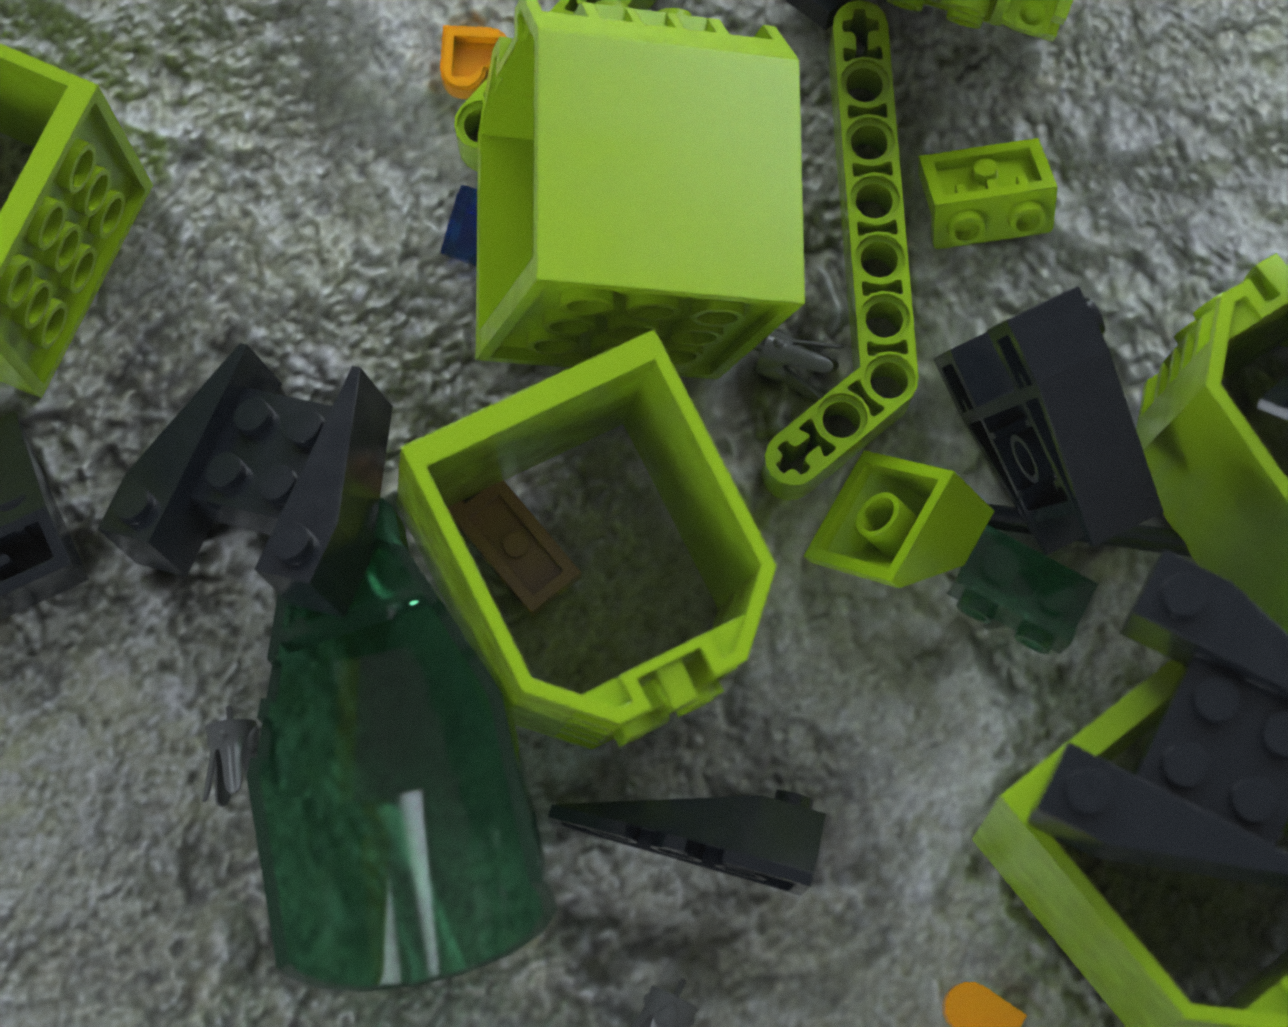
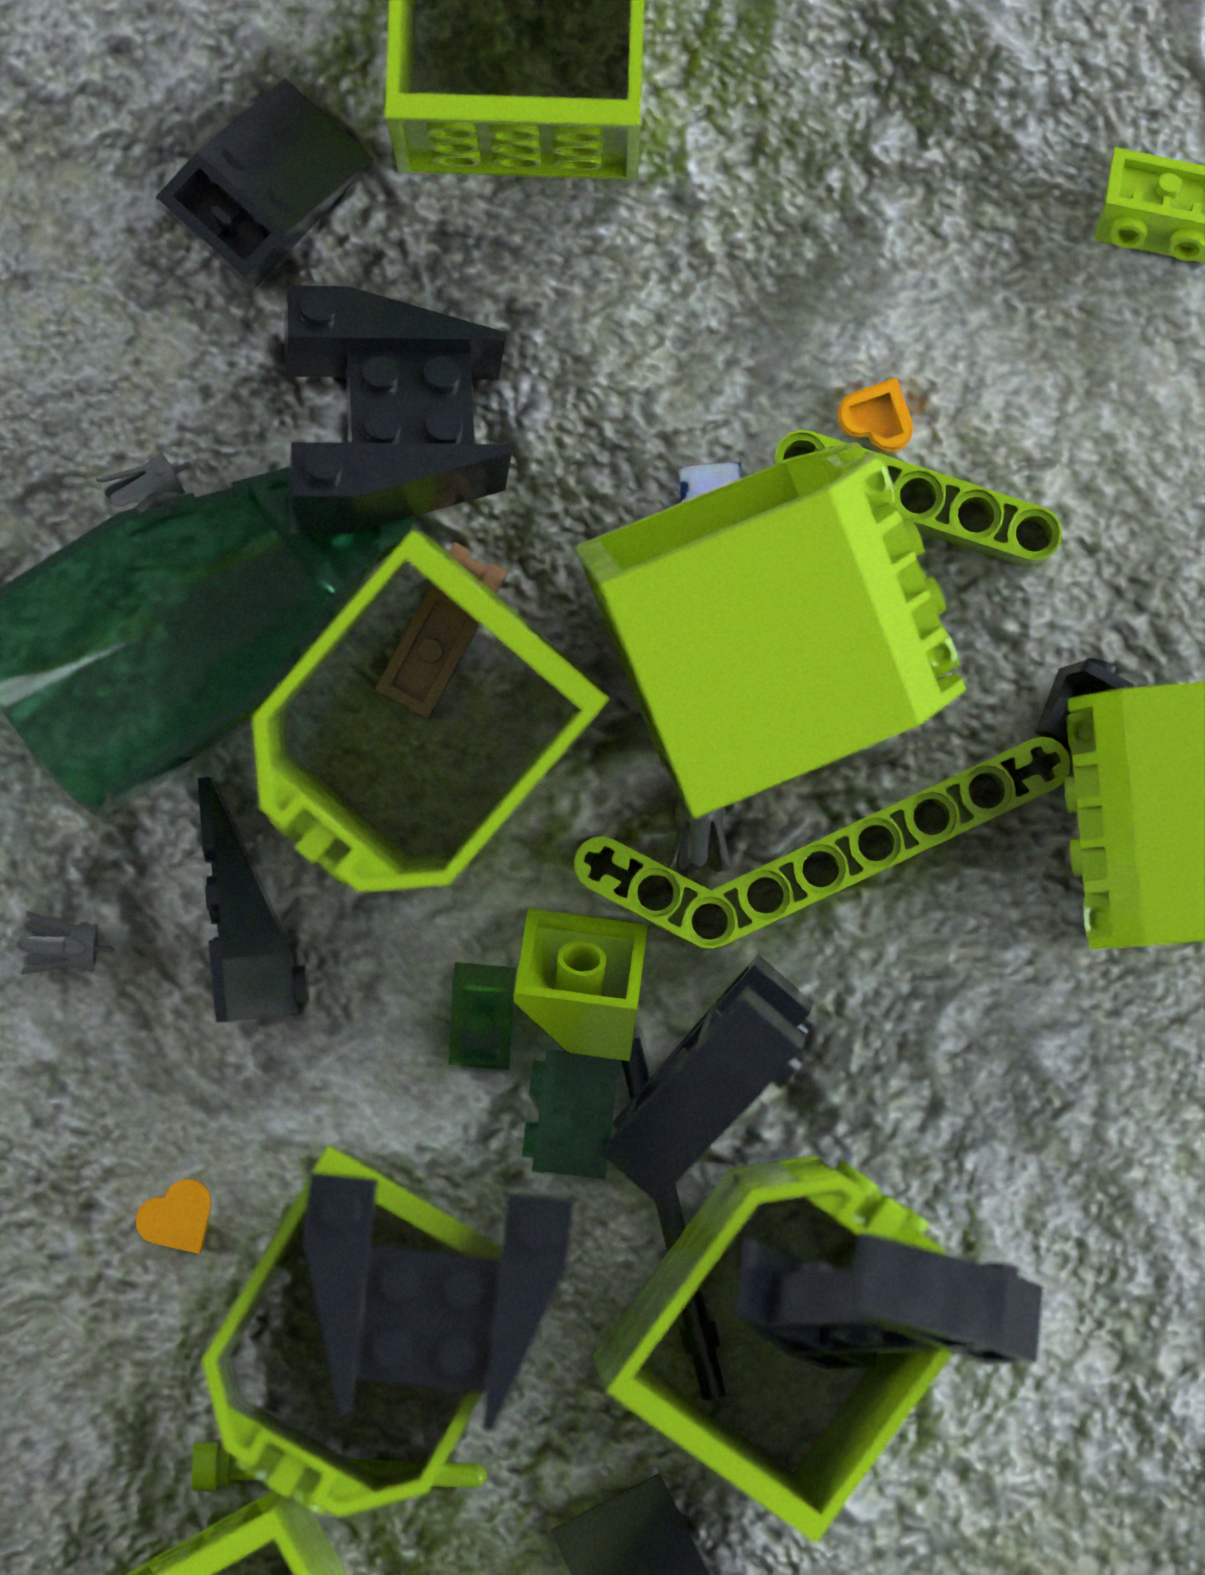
camera: 70 degrees right, 10 degrees up
(893, 634) = (482, 1016): none -> clear green slope
(988, 193) = (937, 943): lime bracket -> none

